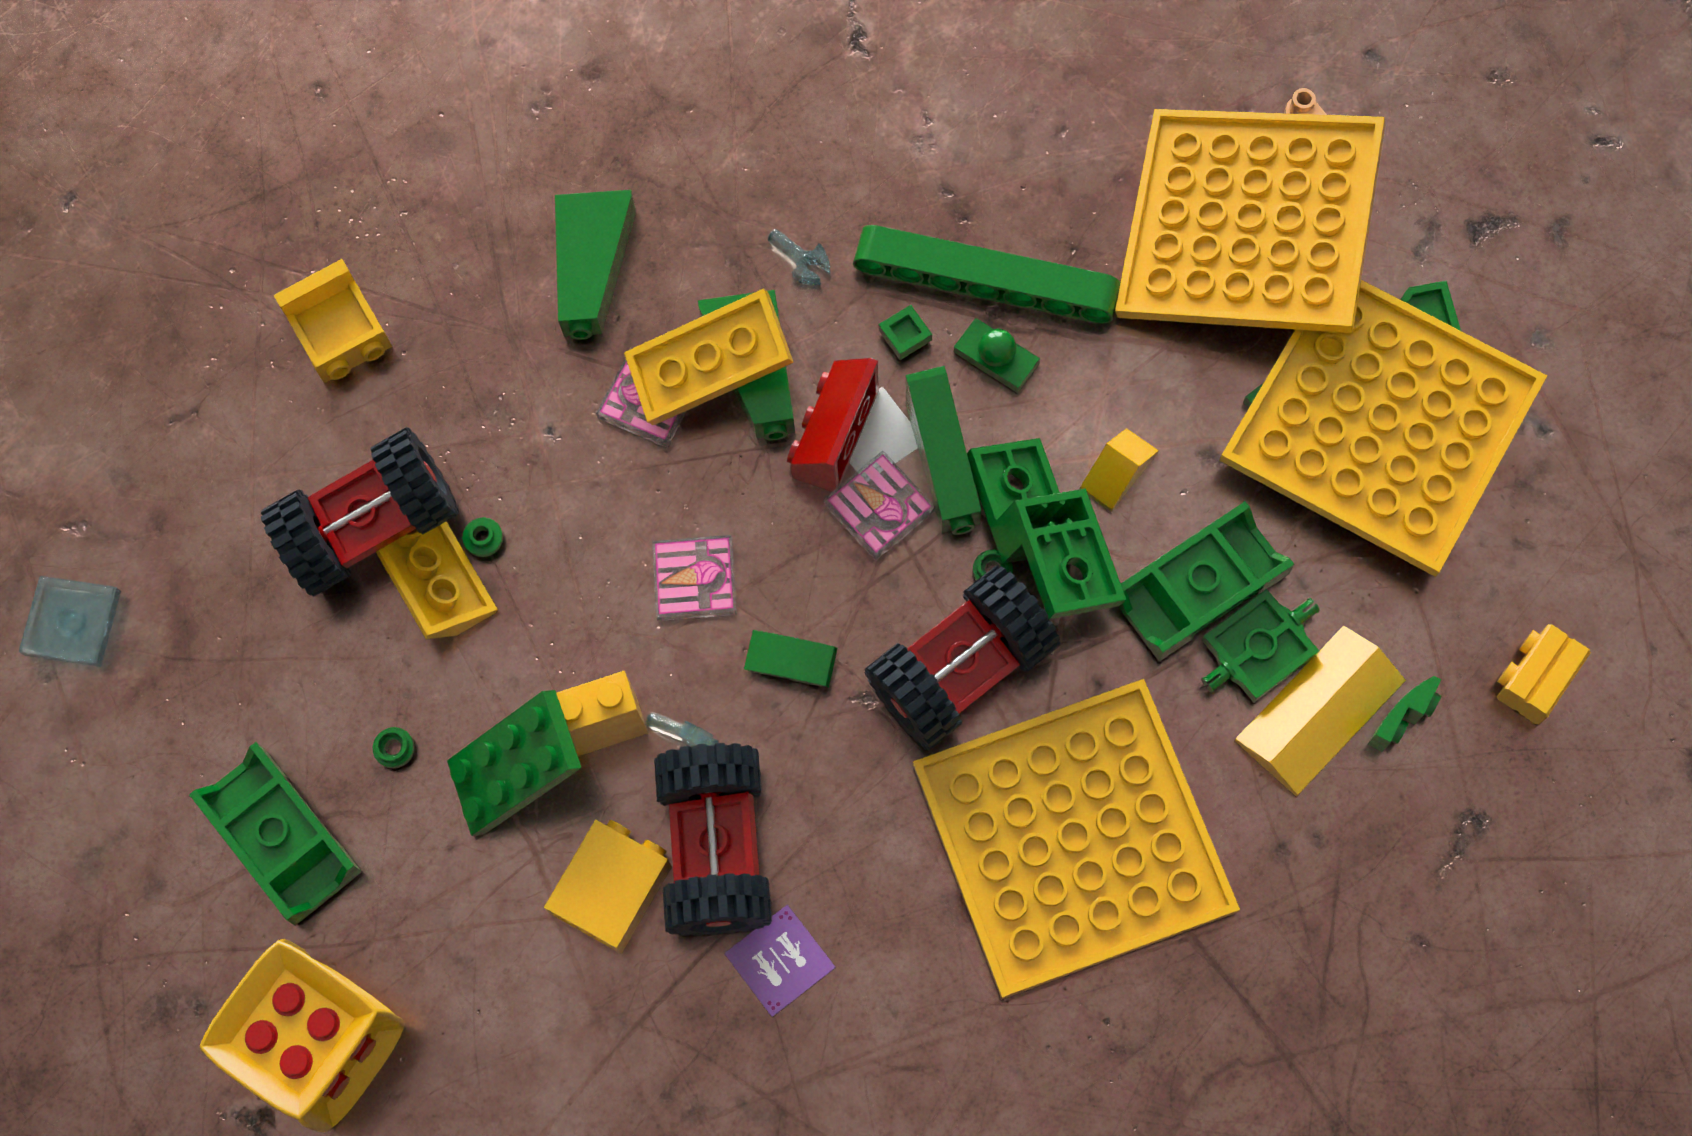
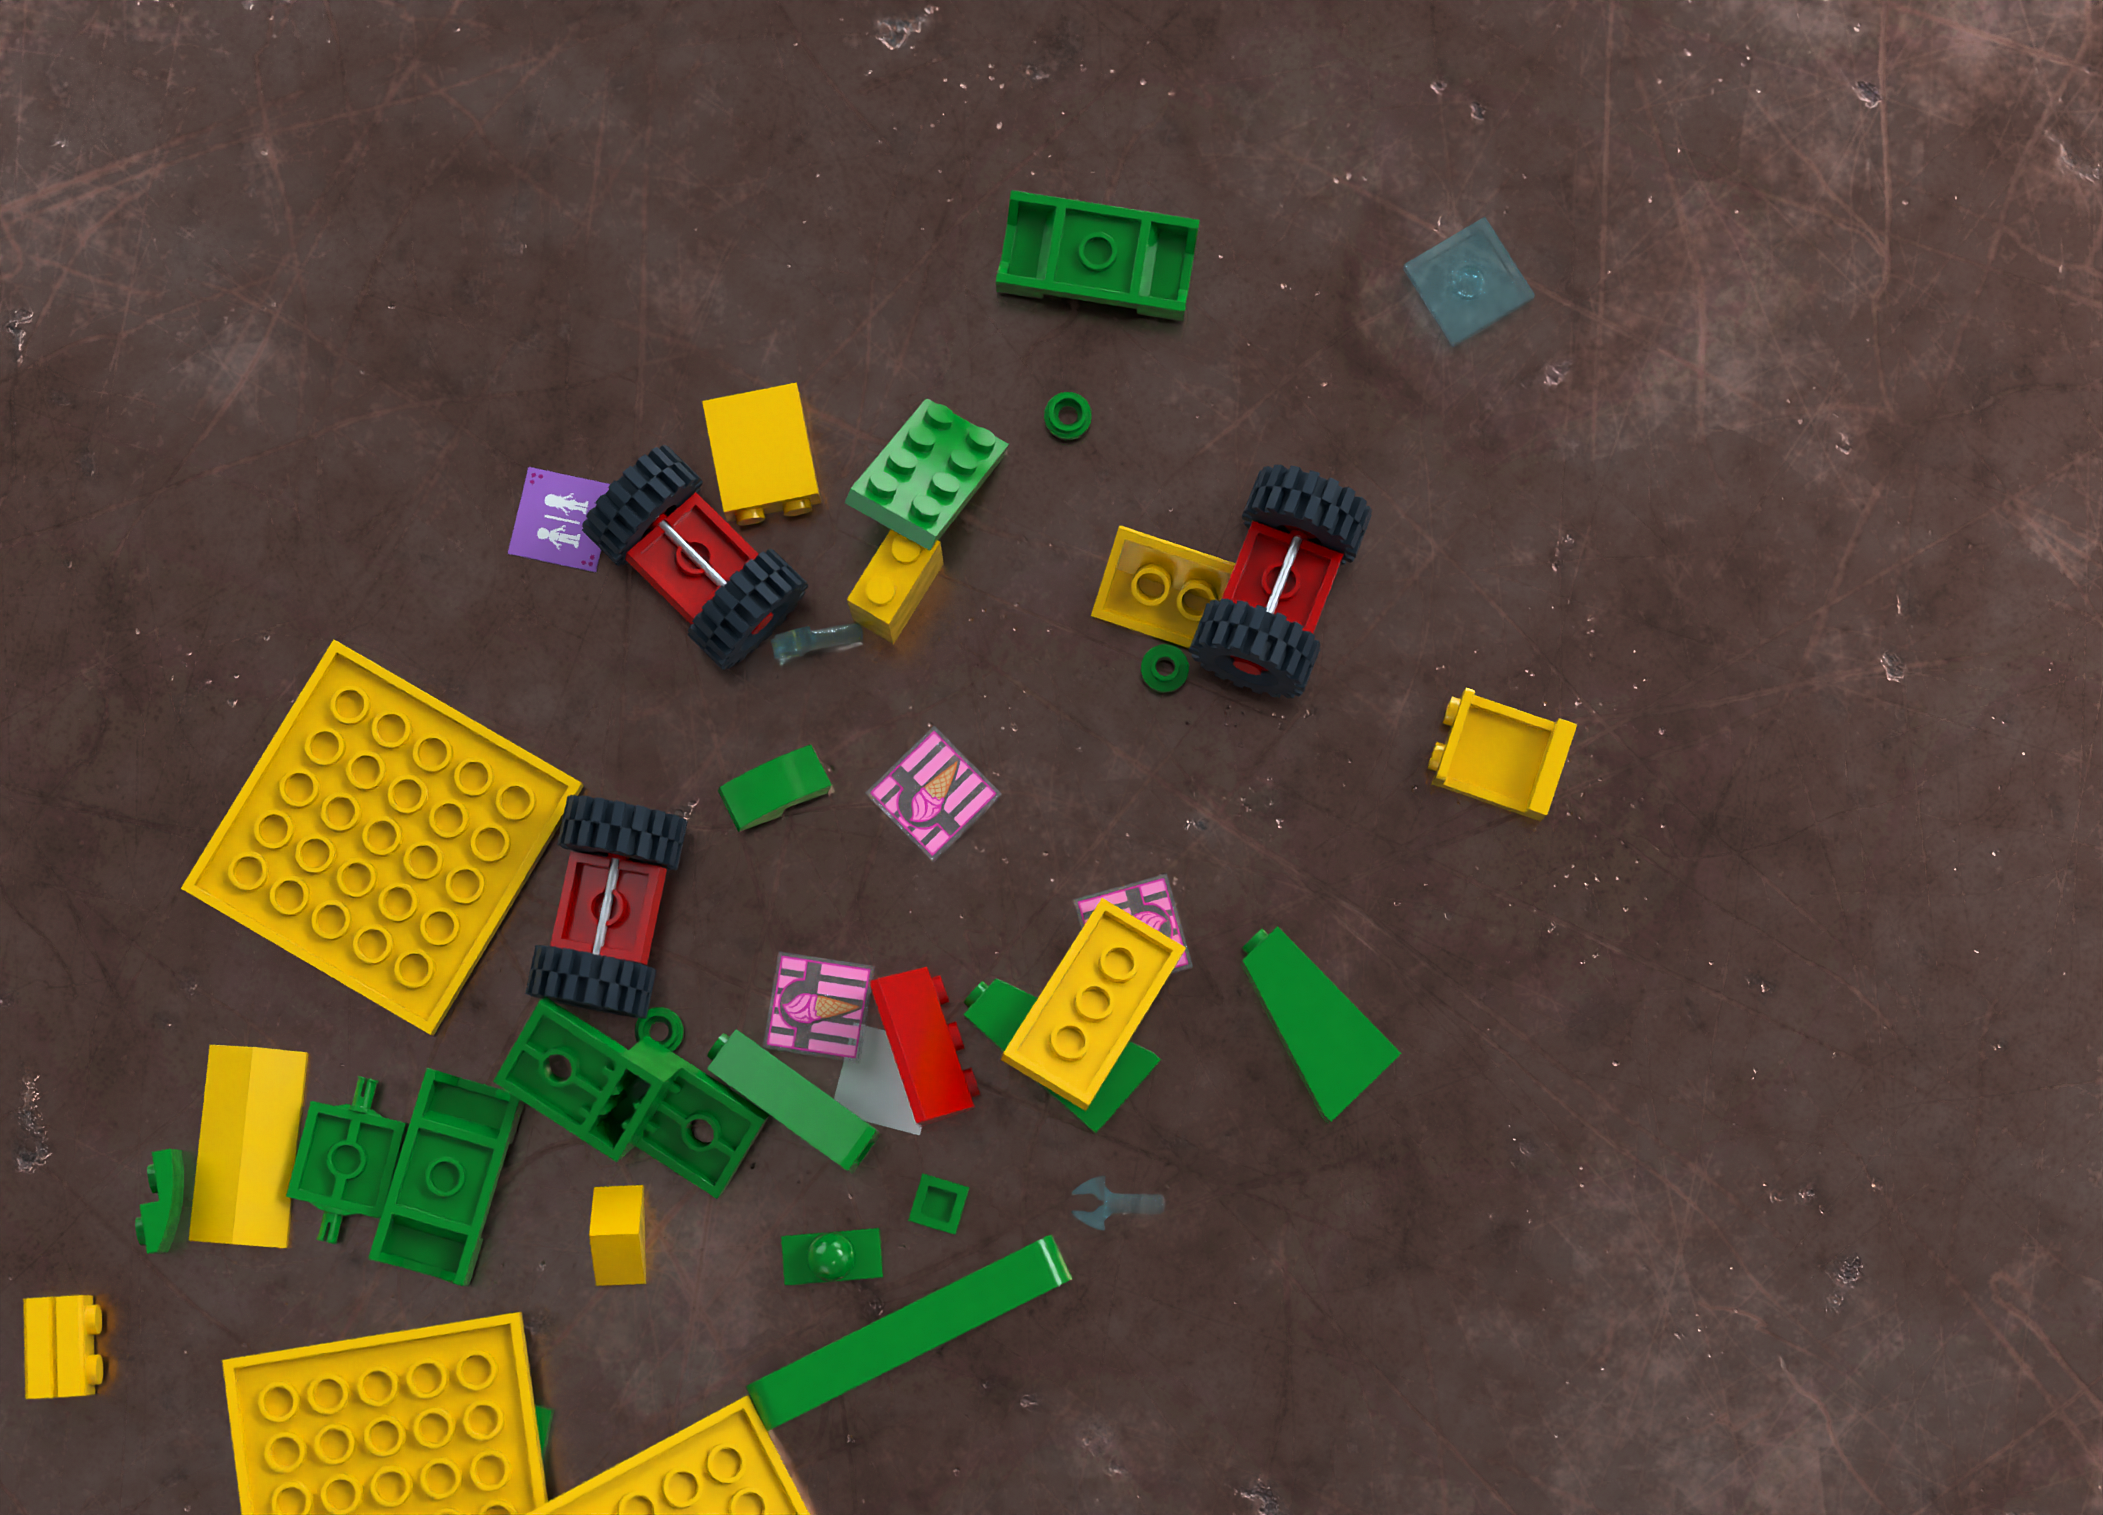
camera: 135 degrees right, 10 degrees up
(301, 1036) = (897, 106): yellow piece -> none

